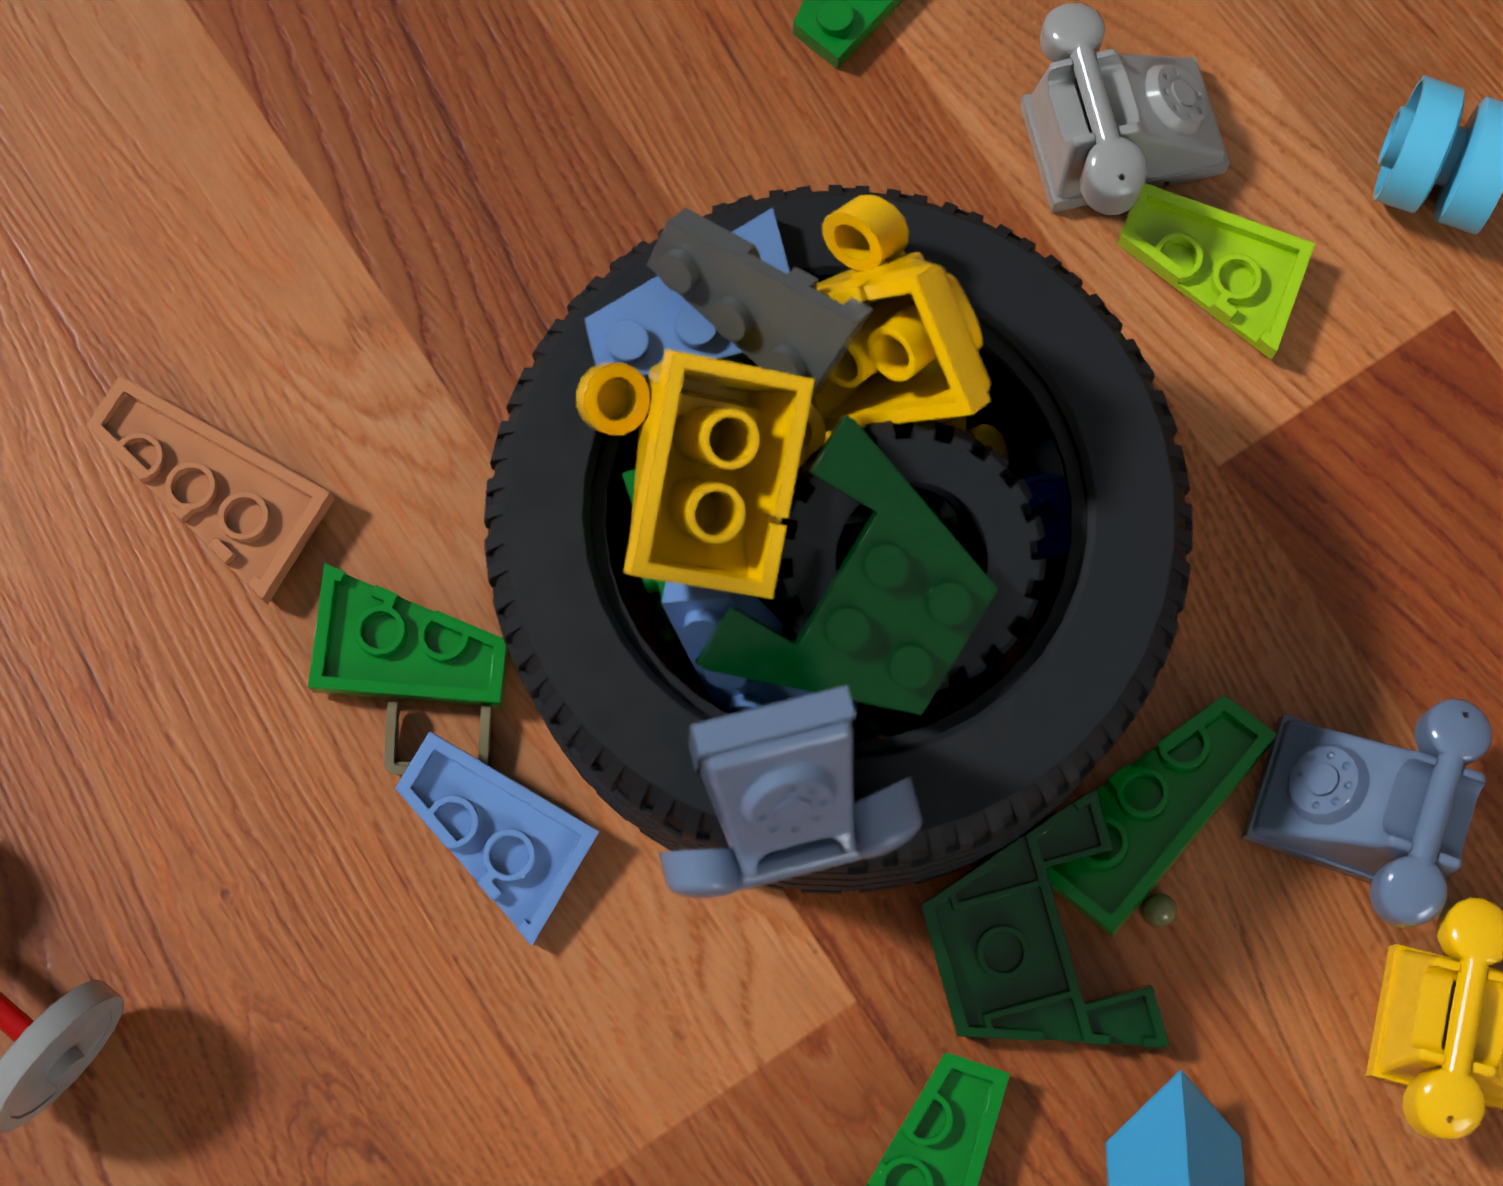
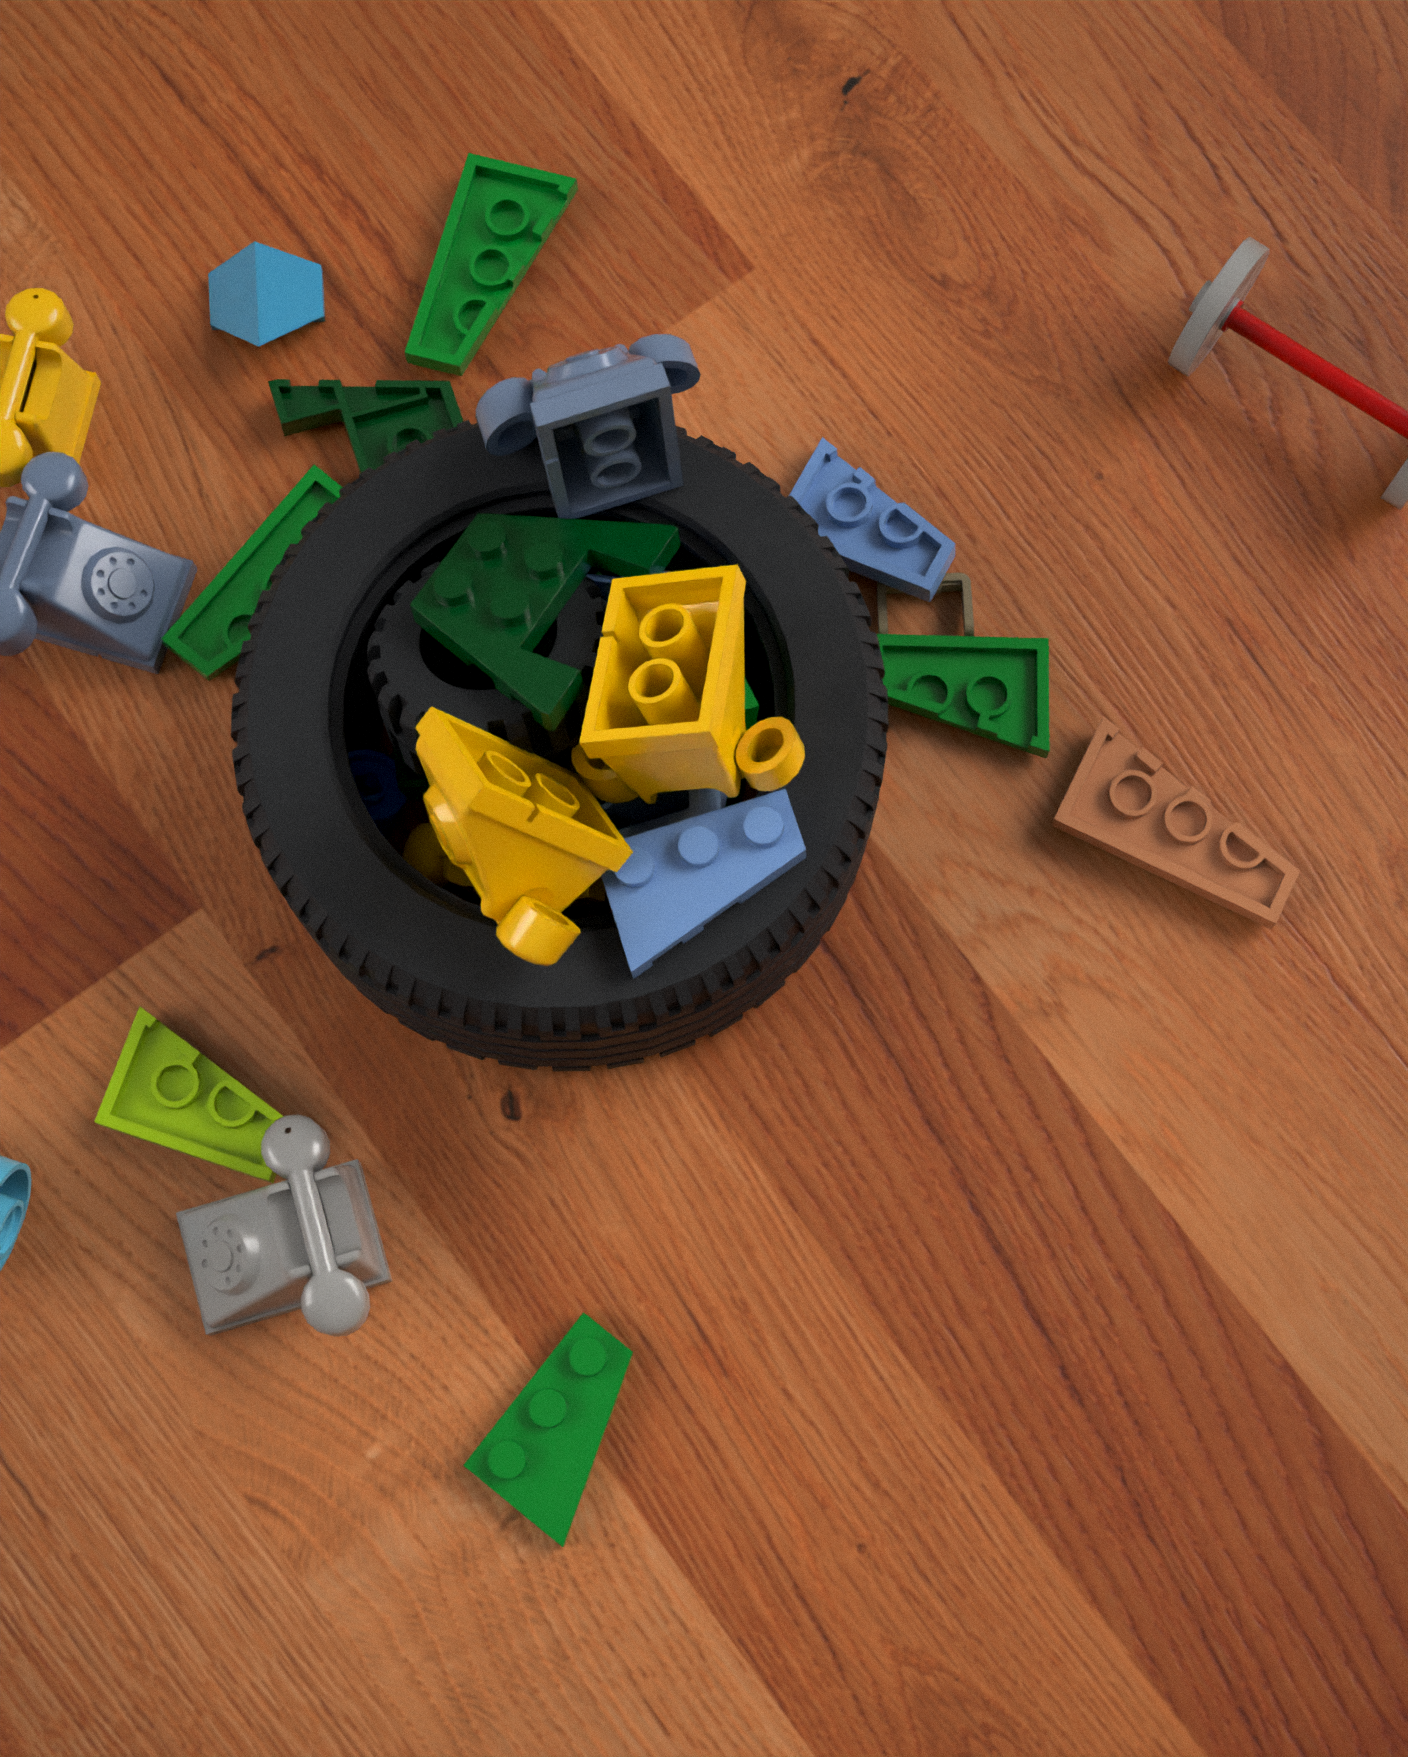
camera: 175 degrees right, 0 degrees up
(757, 307) = (615, 818): dark grey wing -> none
(1159, 910) = (270, 497): olive piece -> none

